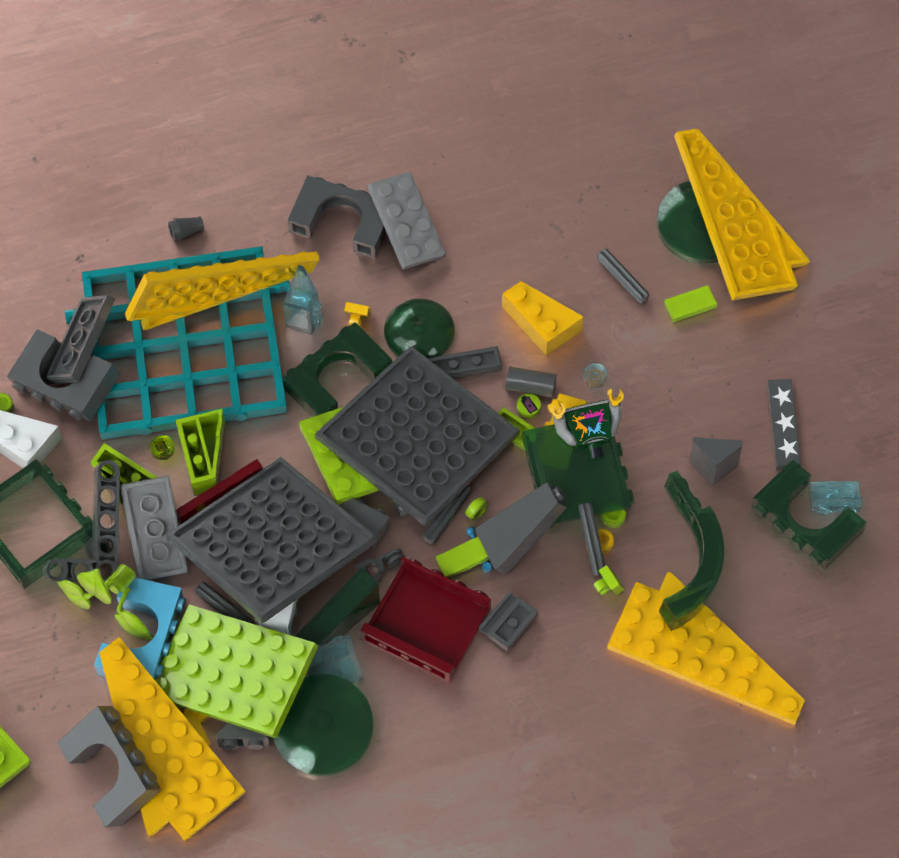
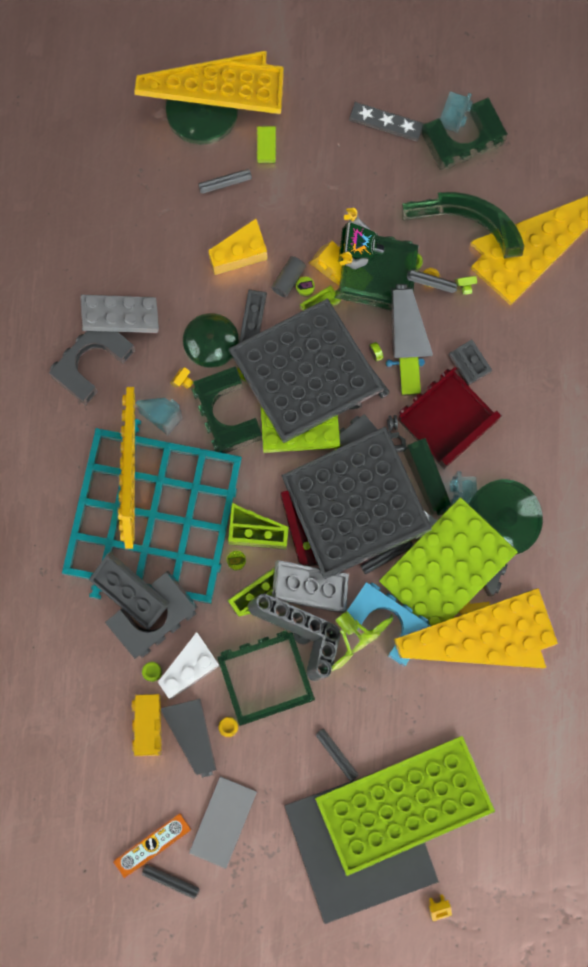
camera: 75 degrees left, 15 degrees up
(135, 781) = (465, 672): arch -> none
(184, 227) = (51, 482): dark grey cone -> none
(595, 375) = (298, 231): clear light blue tile -> none
(715, 457) = (404, 176): dark grey slope -> none

